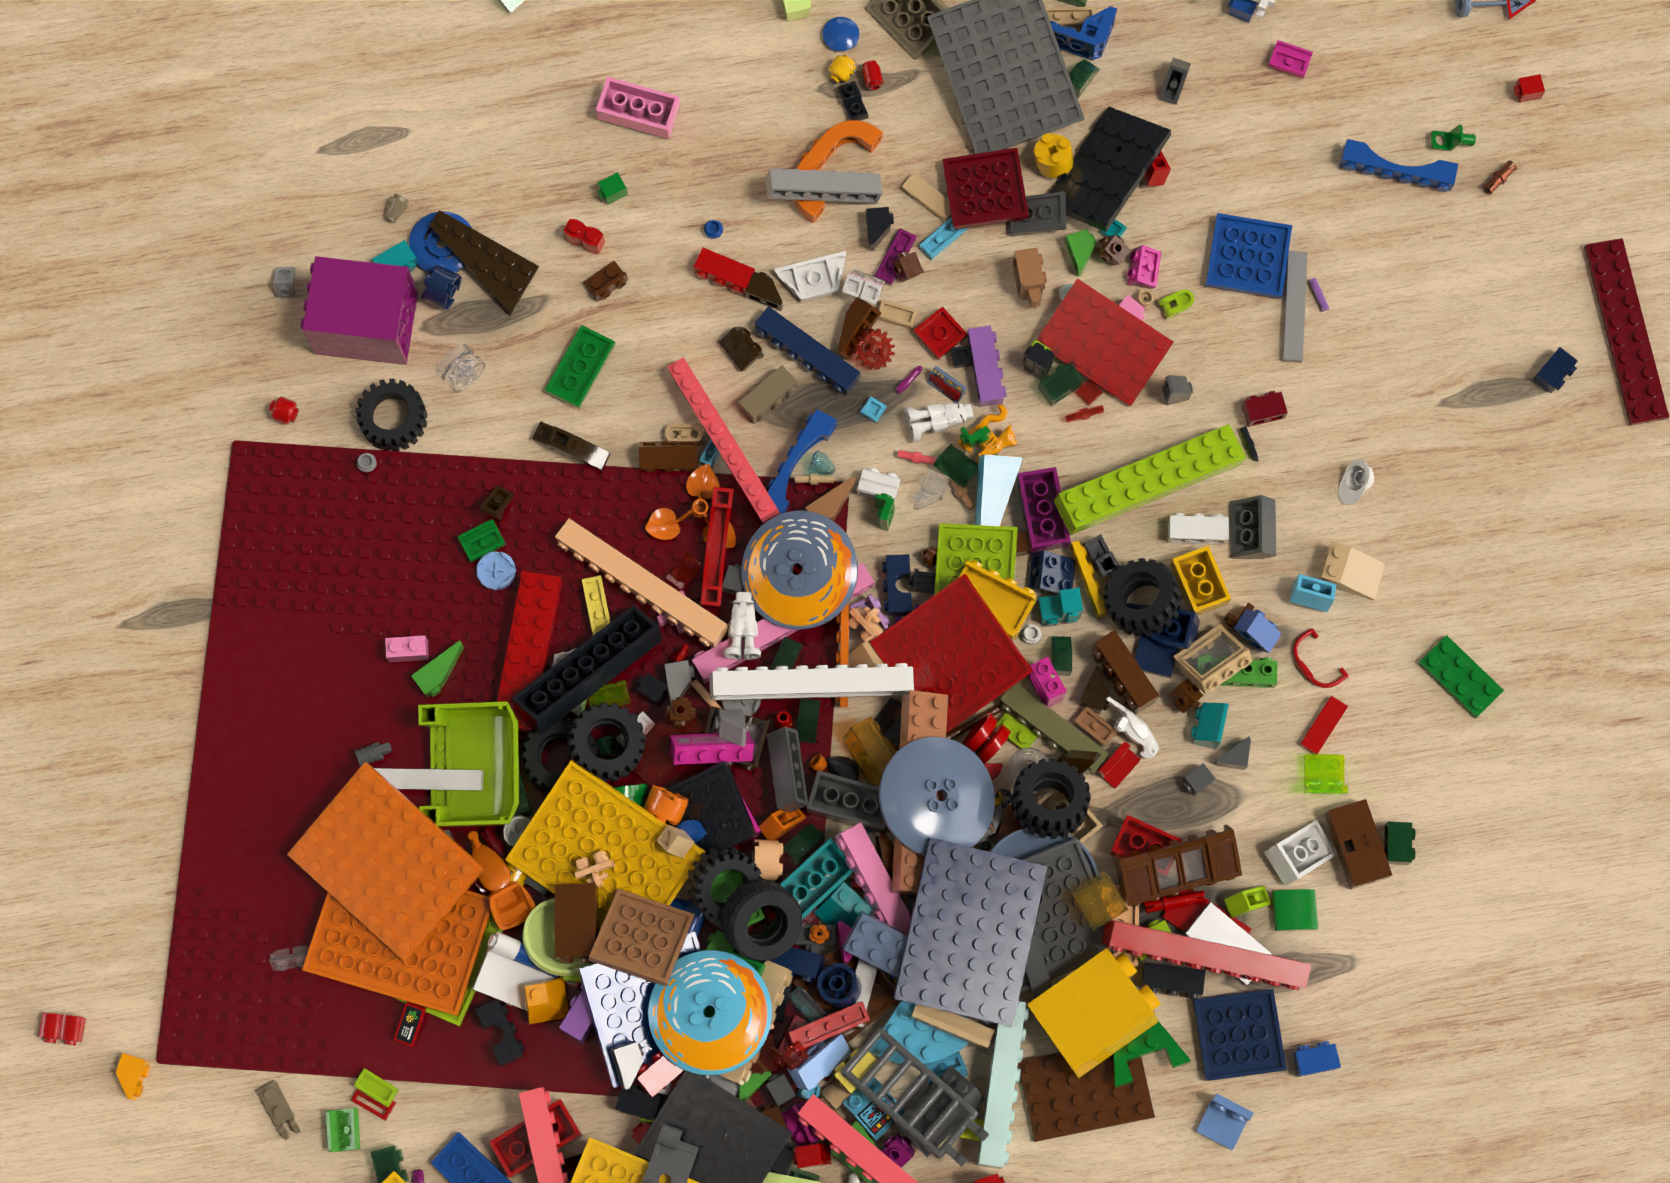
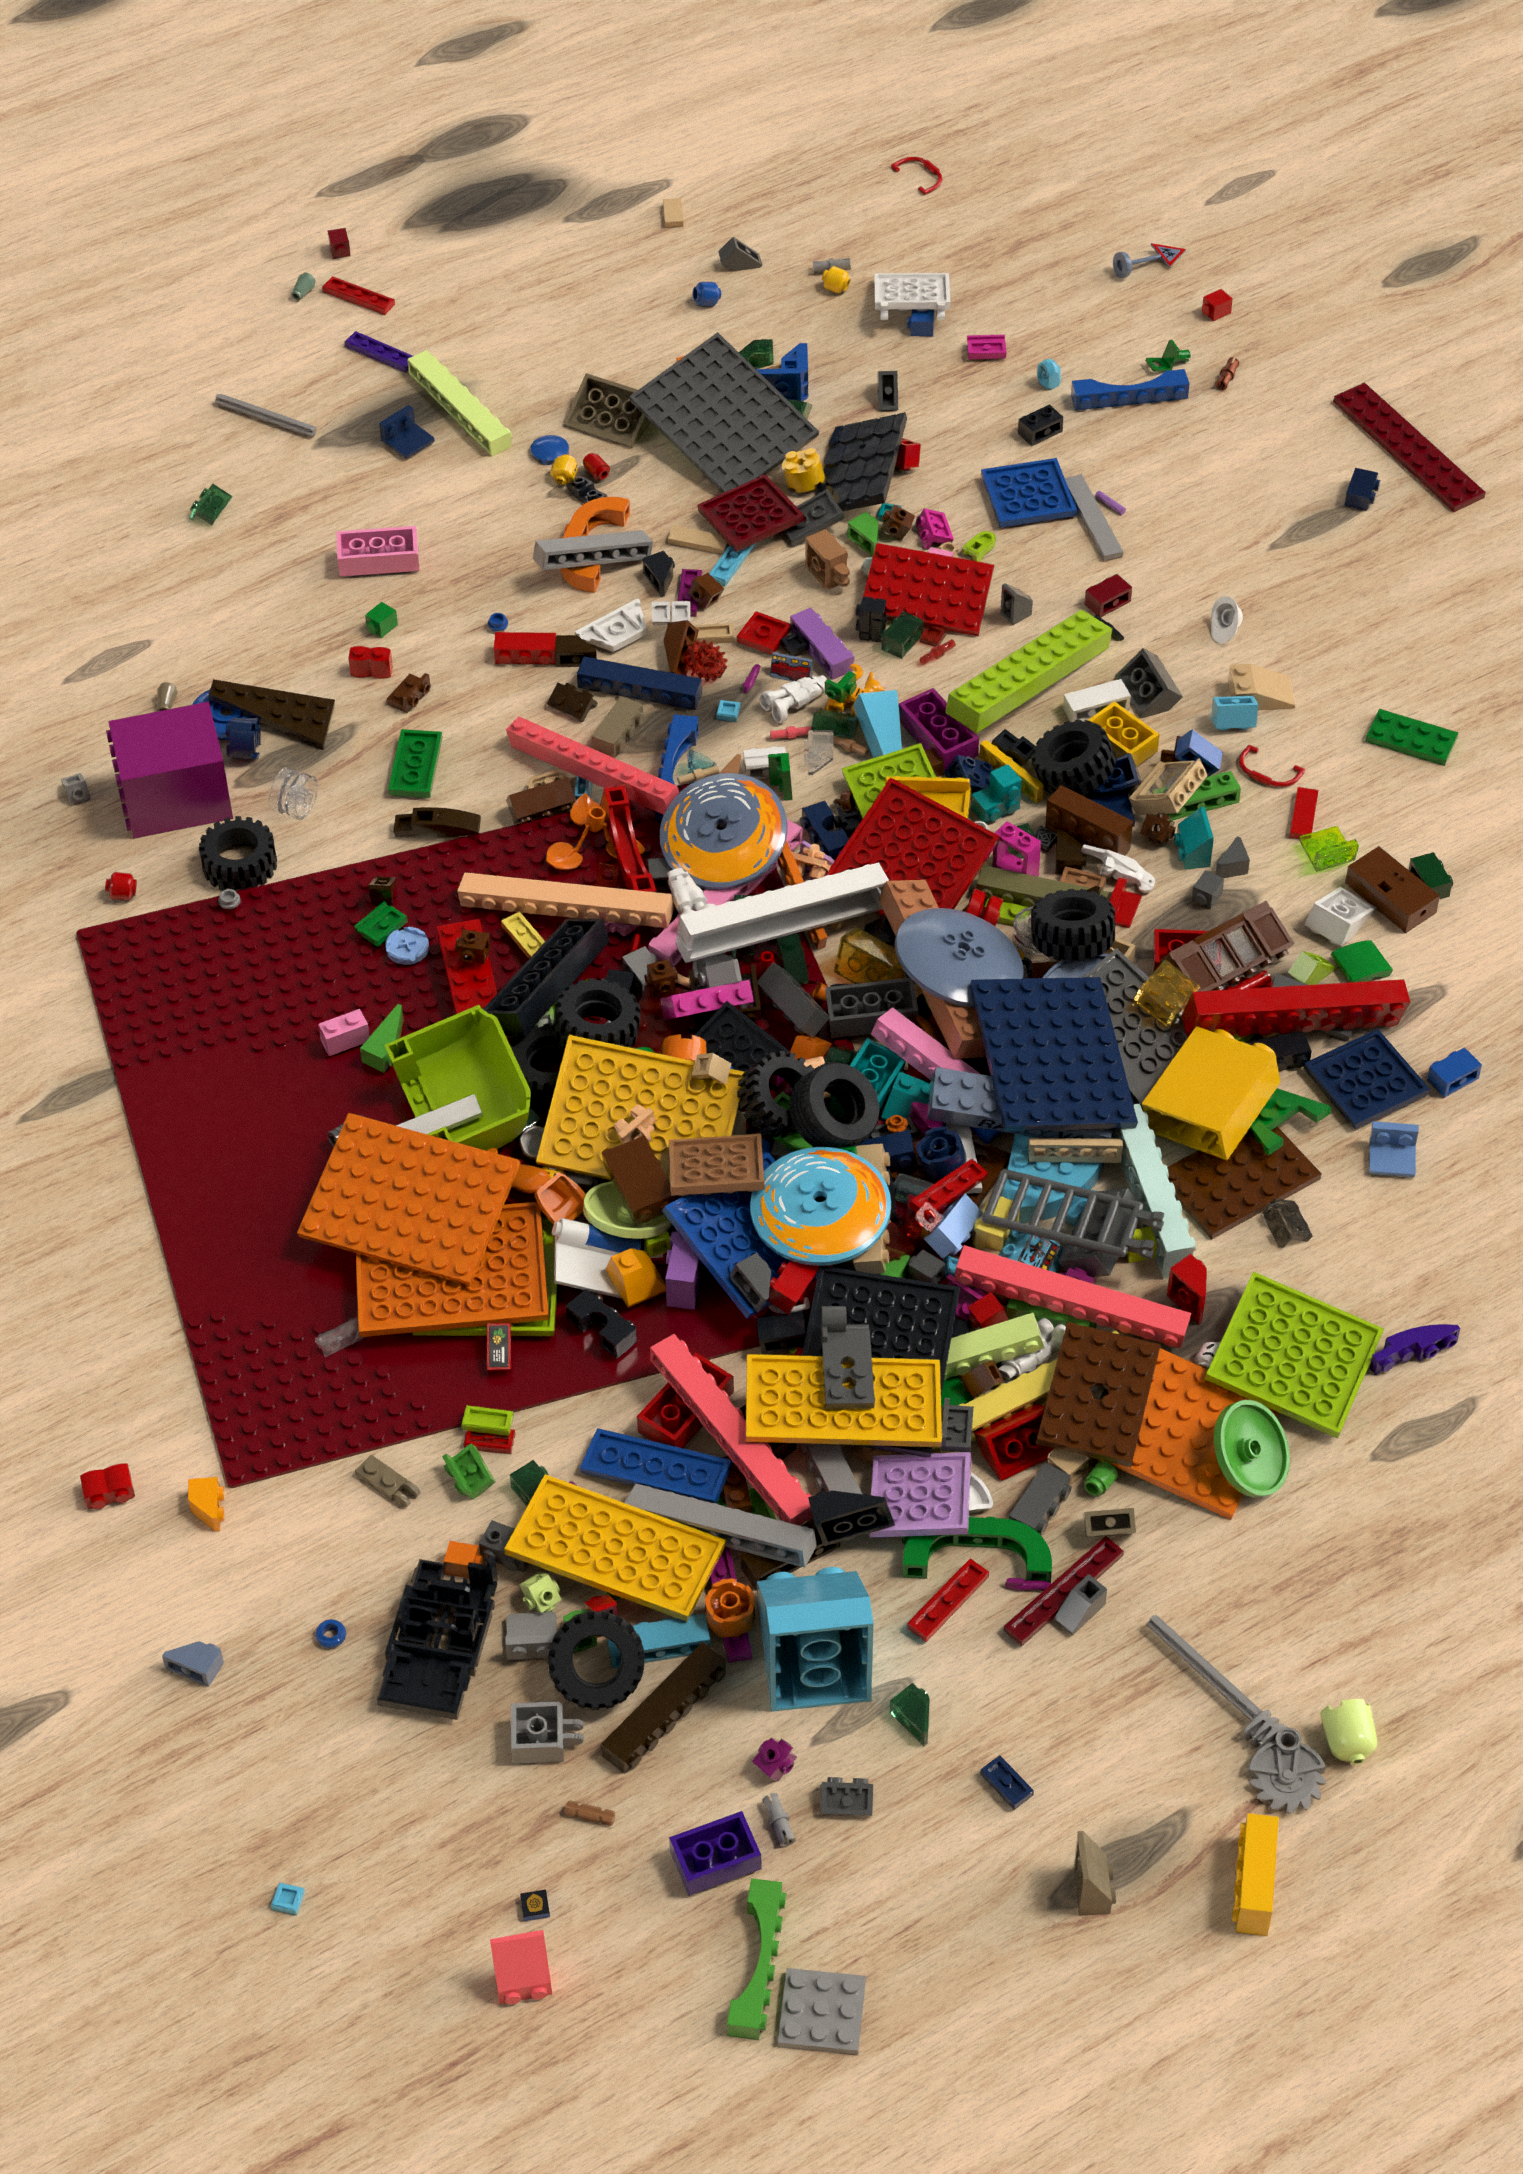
camera: 20 degrees left, 25 degrees down
(539, 622) = (473, 946): none -> reddish brown brick
(1084, 663) = (1047, 838): none -> black tile
(1102, 1154) = (1286, 1222): none -> clear smoke bracket
(1296, 177) = (1040, 425): none -> black brick
(1332, 118) = (1049, 374): none -> medium azure rock

